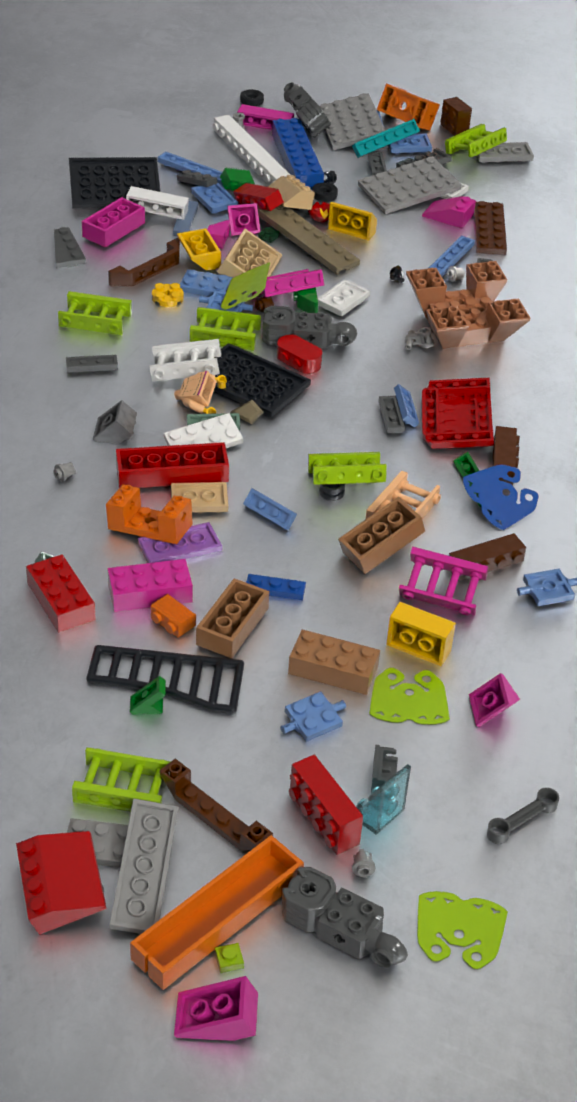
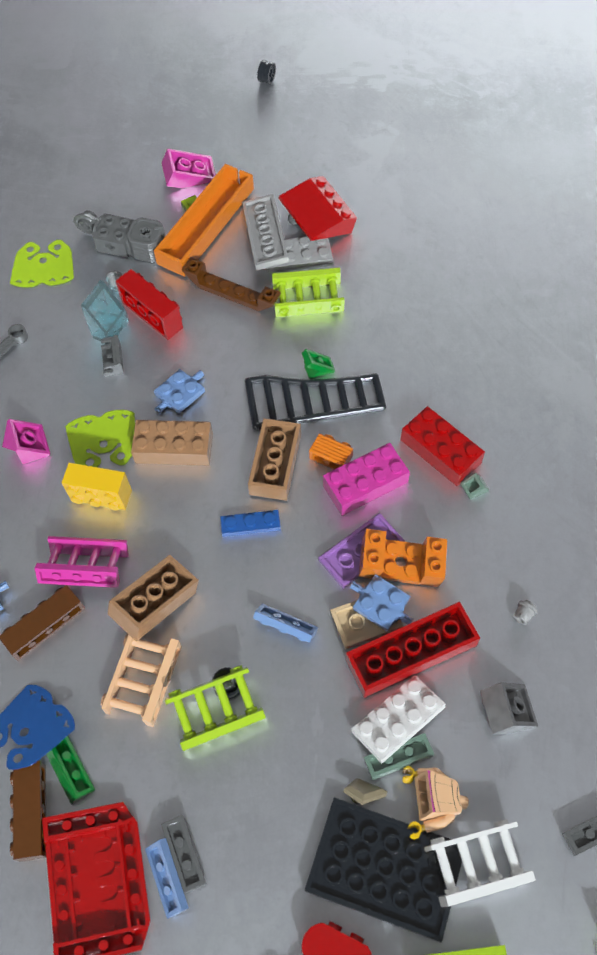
camera: 170 degrees right, 20 degrees up
(186, 488) = (381, 603): none -> medium blue plate

